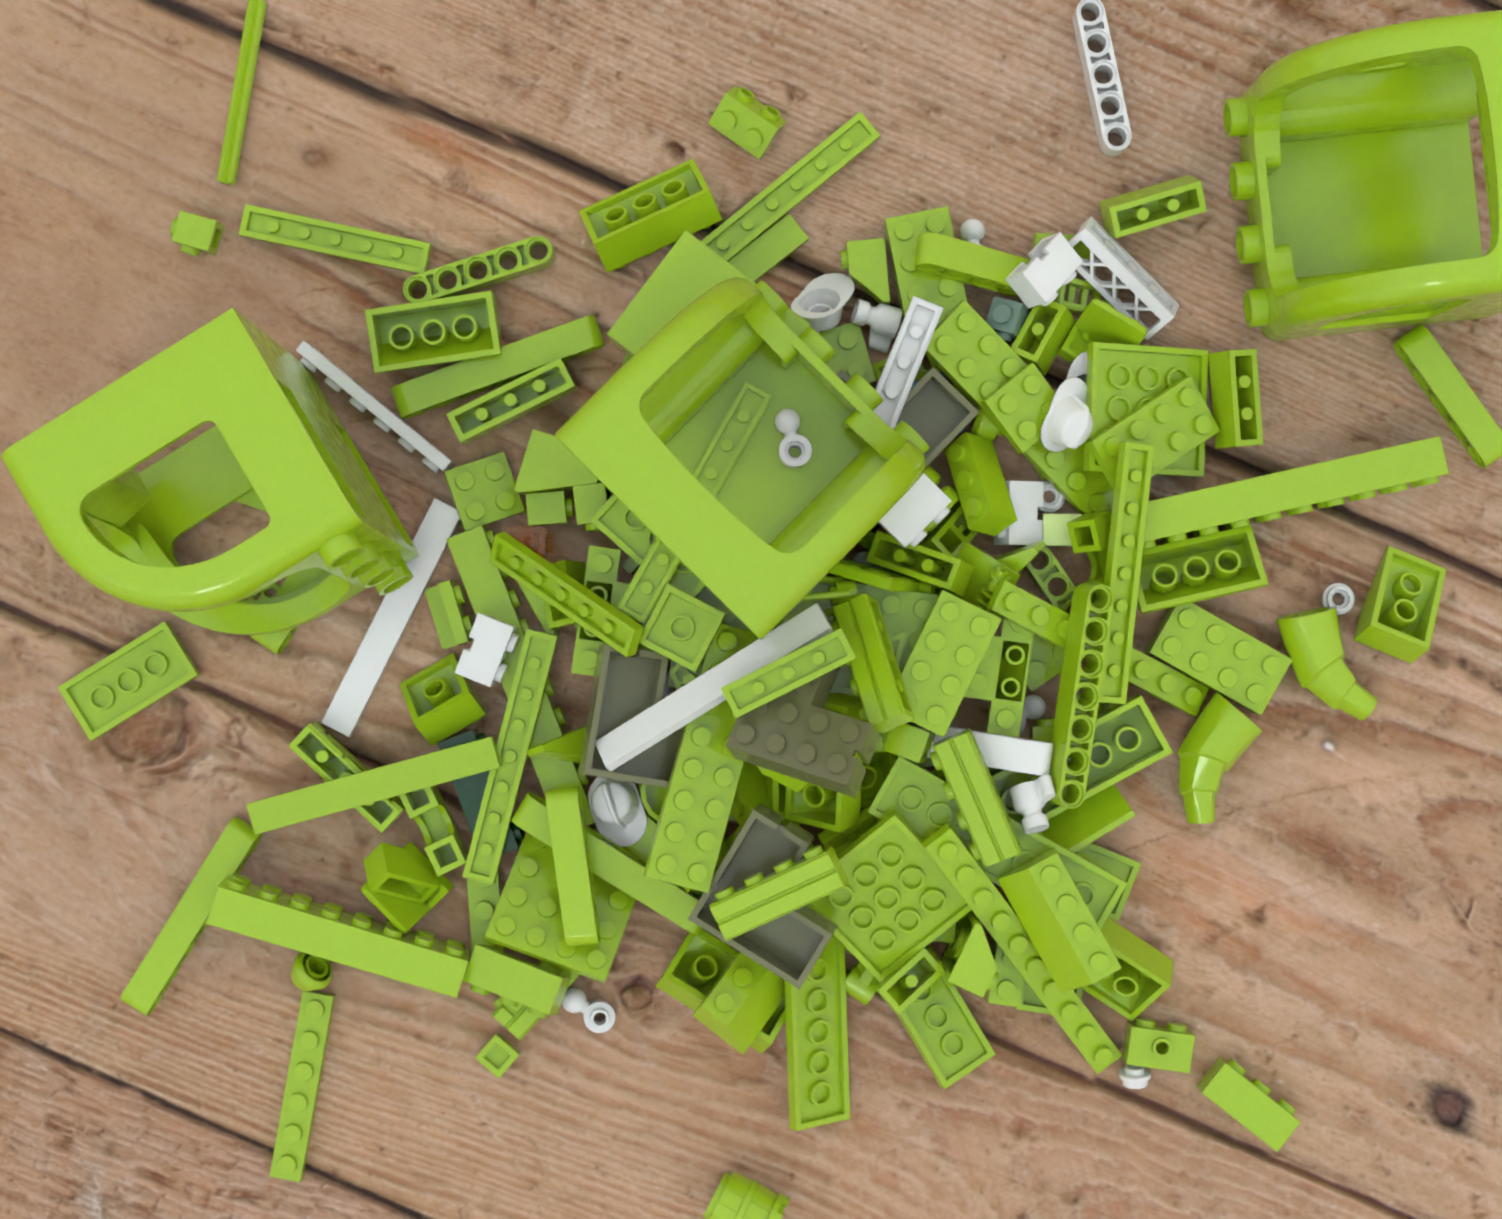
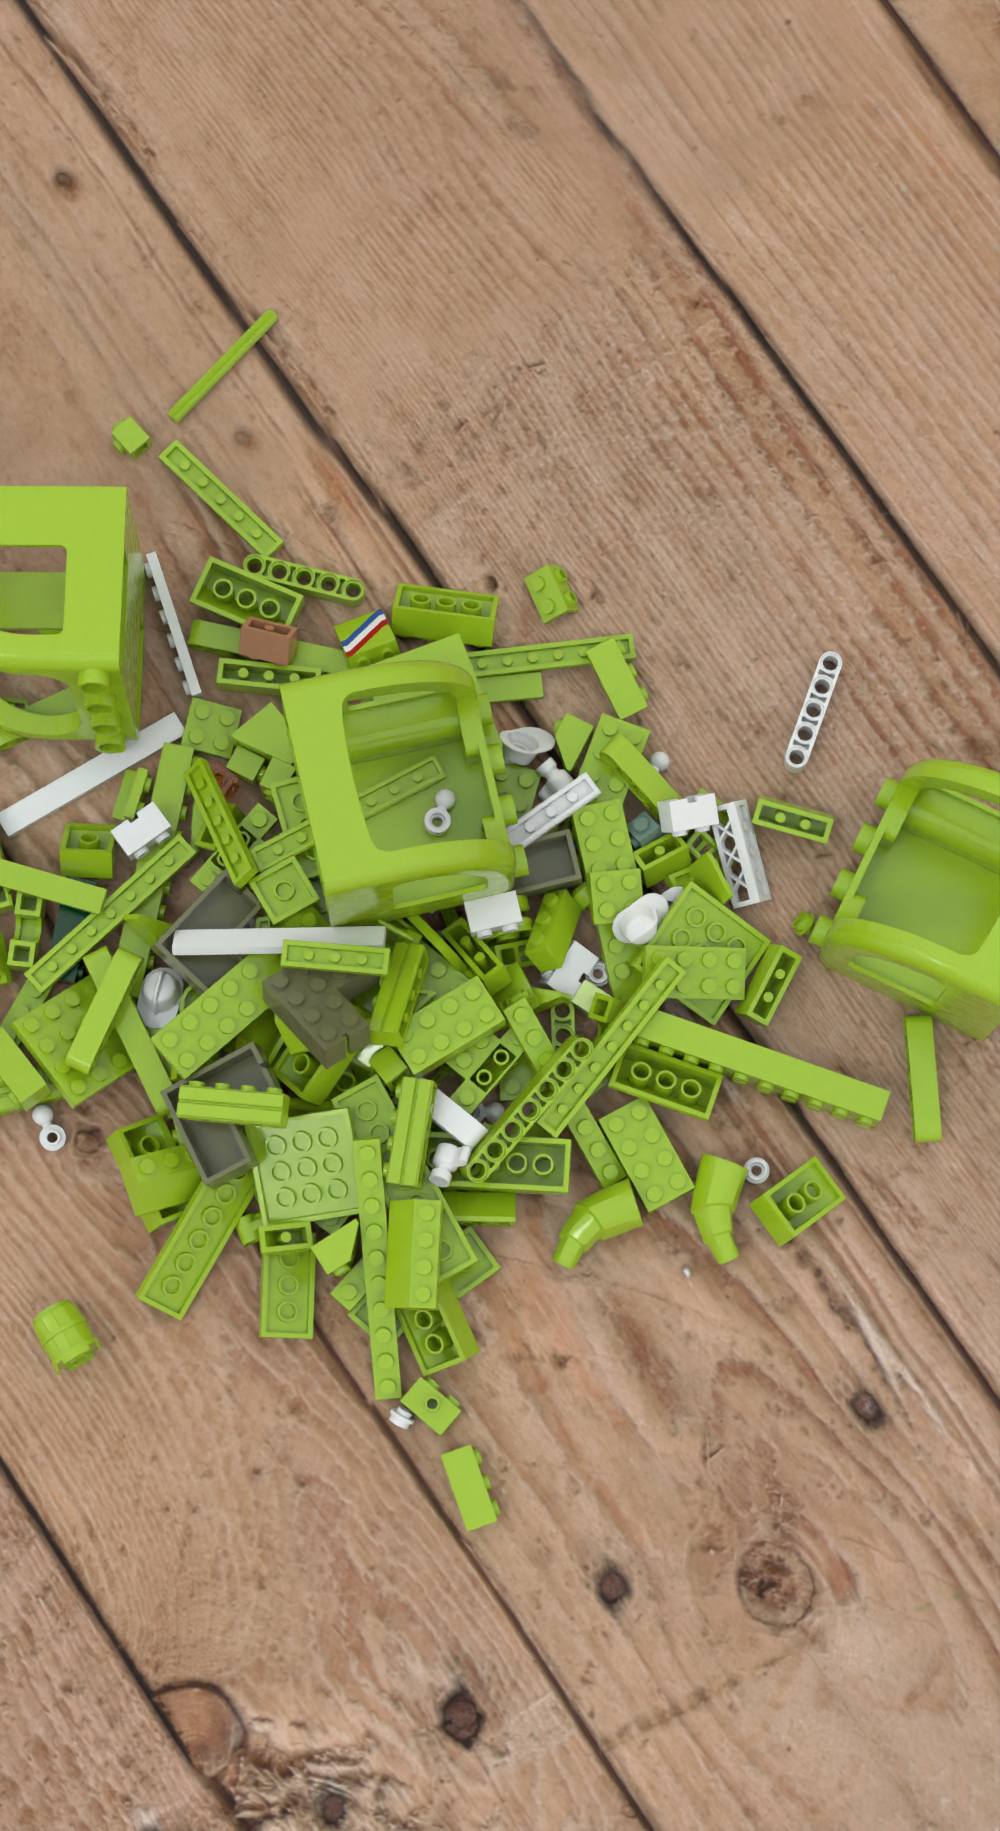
camera: 30 degrees right, 10 degrees down
(487, 364) = (268, 641): none -> nougat brick
(590, 297) = (367, 639): none -> lime panel
(876, 170) = (617, 677): none -> lime brick
(1230, 309) = (804, 923): none -> lime plate

